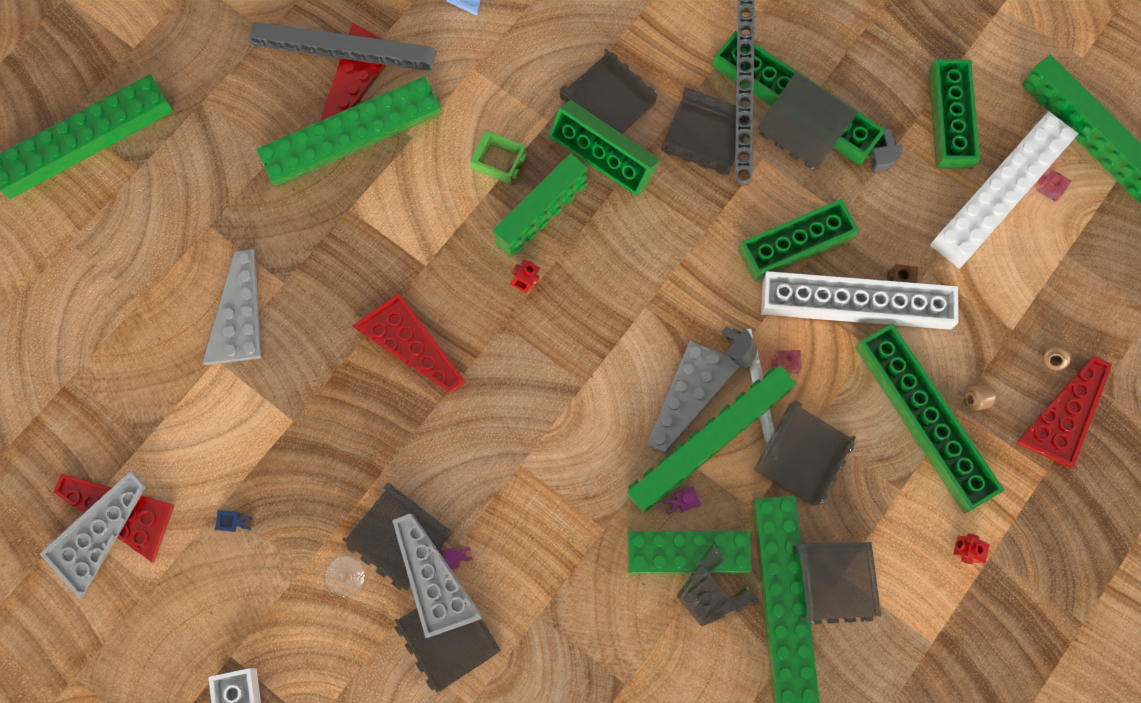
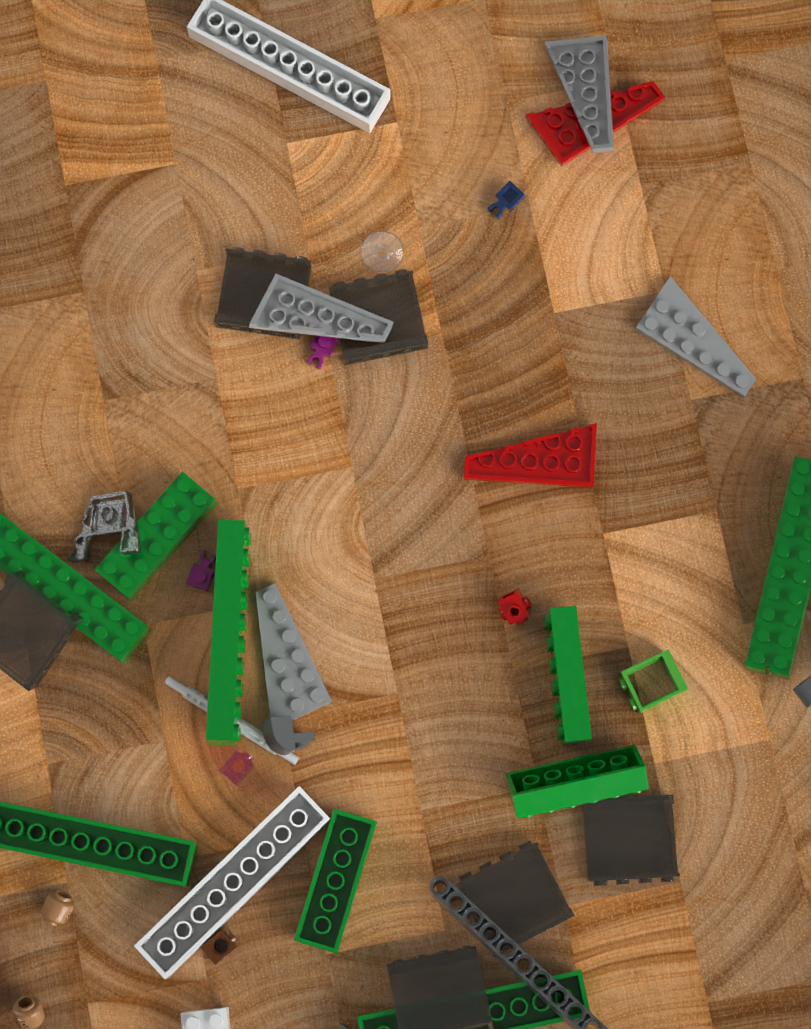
camera: 130 degrees right, 5 degrees up
(804, 454) = (147, 707): clear smoke panel -> none

